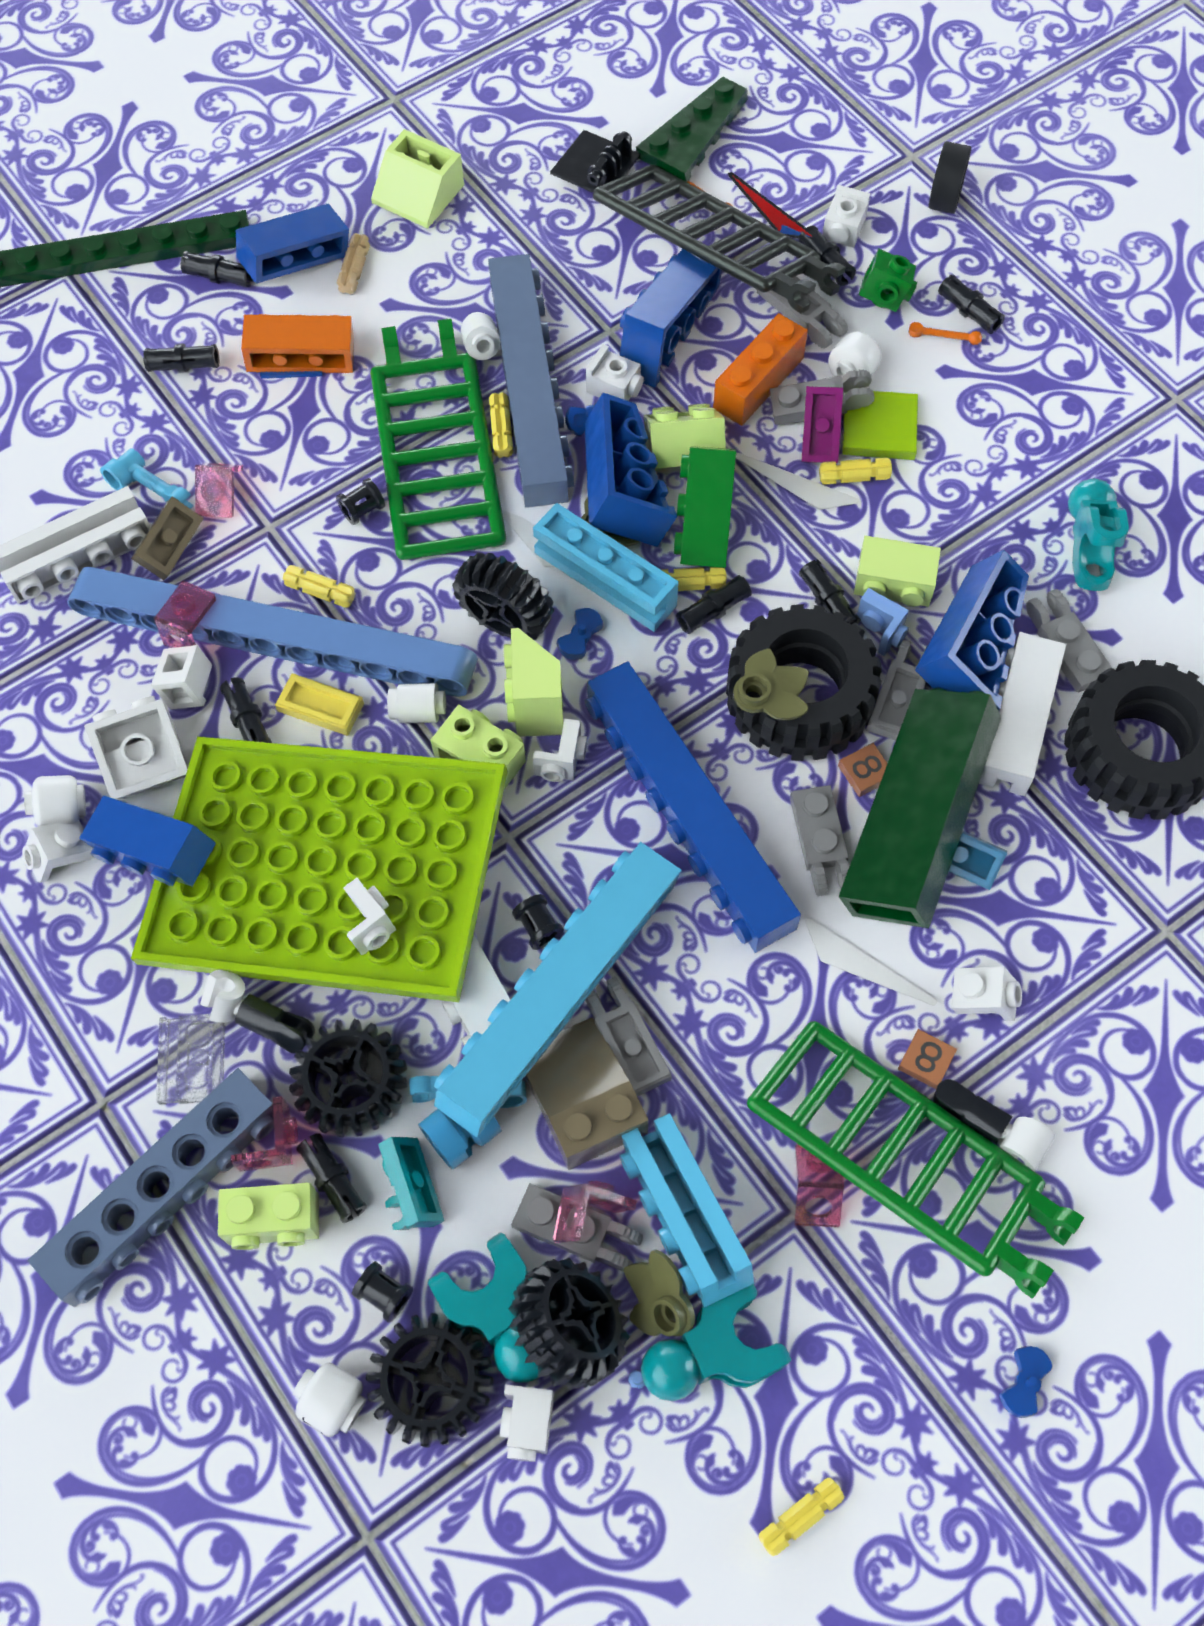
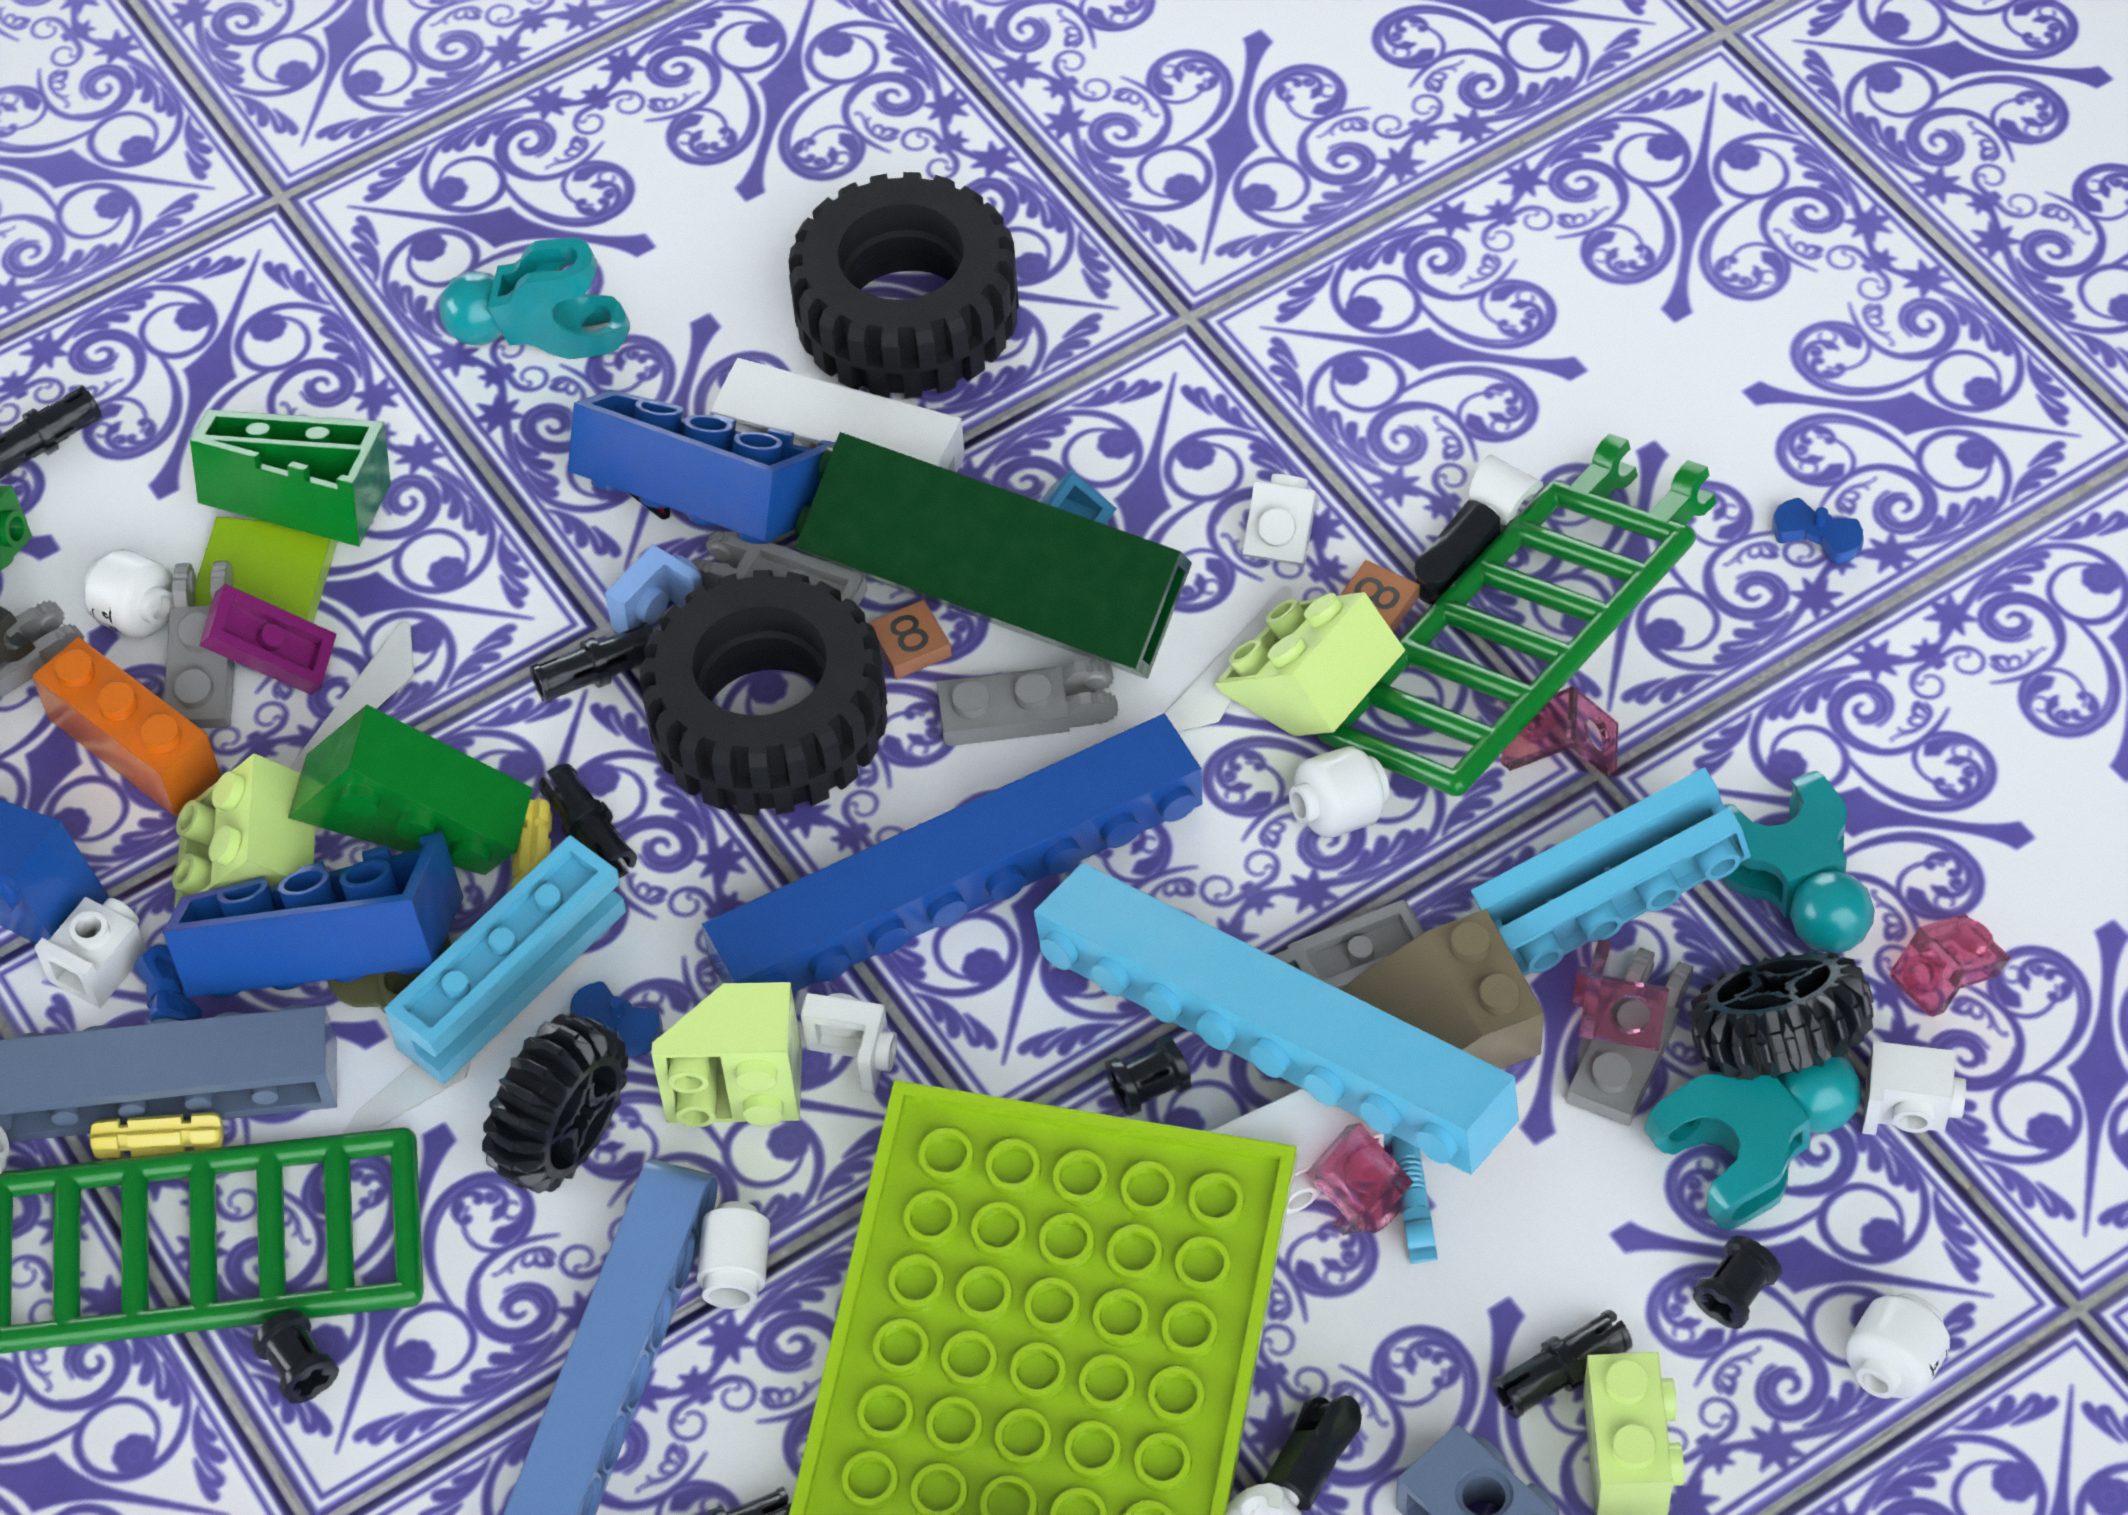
camera: 85 degrees left, 10 degrees down
(285, 1135) = (1508, 1428): clear pink bracket -> none
(319, 586) = (464, 1427): light yellow axle -> none
(319, 704) = (709, 1420): light yellow tile -> none
(360, 1045) = (1381, 1308): black gear -> none
(377, 926) = (1148, 1259): white bracket -> none
(412, 1183) = (1544, 1256): teal plate -> none
(422, 1401) = (1831, 1186): black gear -> none
(445, 1041) = (1360, 1181): none -> clear pink bracket
(452, 1140) = (1500, 1191): dark azure wheel -> none
(473, 738) = (827, 1160): yellowish green brick -> none
(639, 1459) = (1945, 959): none -> clear pink bracket
(660, 1297) = (1728, 921): olive plate -> none
(756, 1032) = (1339, 792): none -> white head
(776, 686) = (801, 695): olive plate -> none
(801, 1516) = (2007, 783): light yellow axle -> none
(855, 470) = (352, 615): light yellow axle -> none
(859, 1012) = (1312, 662): none -> yellowish green slope
(898, 570) = (570, 562): yellowish green brick -> none
(916, 330) = (70, 514): orange hinge -> none
(946, 422) = (293, 470): none -> green wedge
(1082, 657) = (697, 374): light grey hinge -> none

